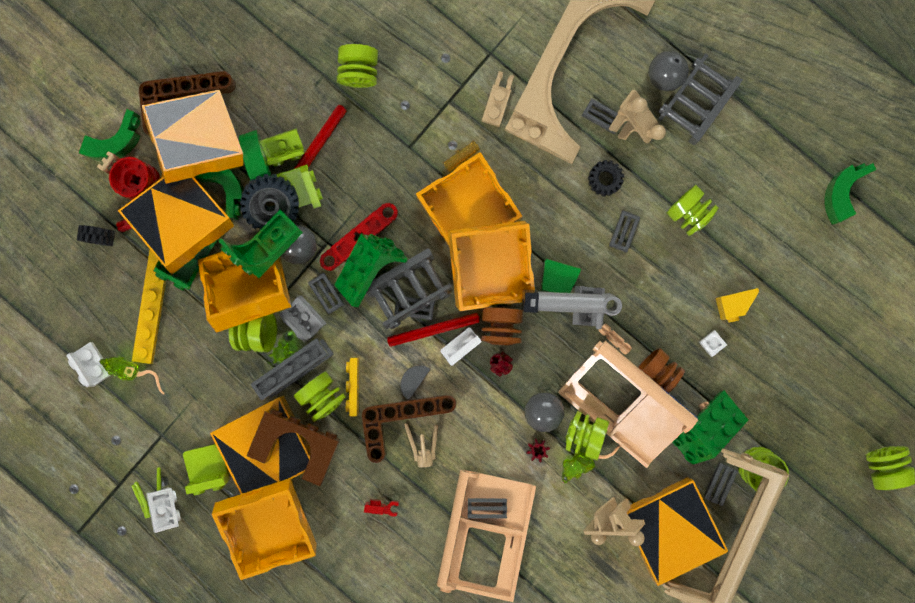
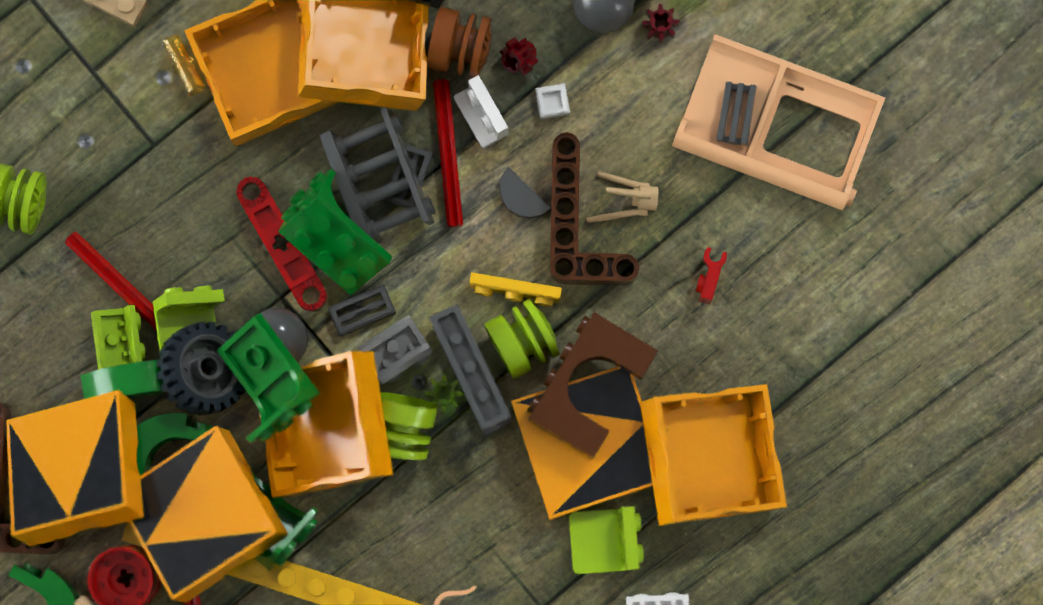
camera: 80 degrees left, 5 degrees down
(477, 389) = (552, 101): none -> white tile

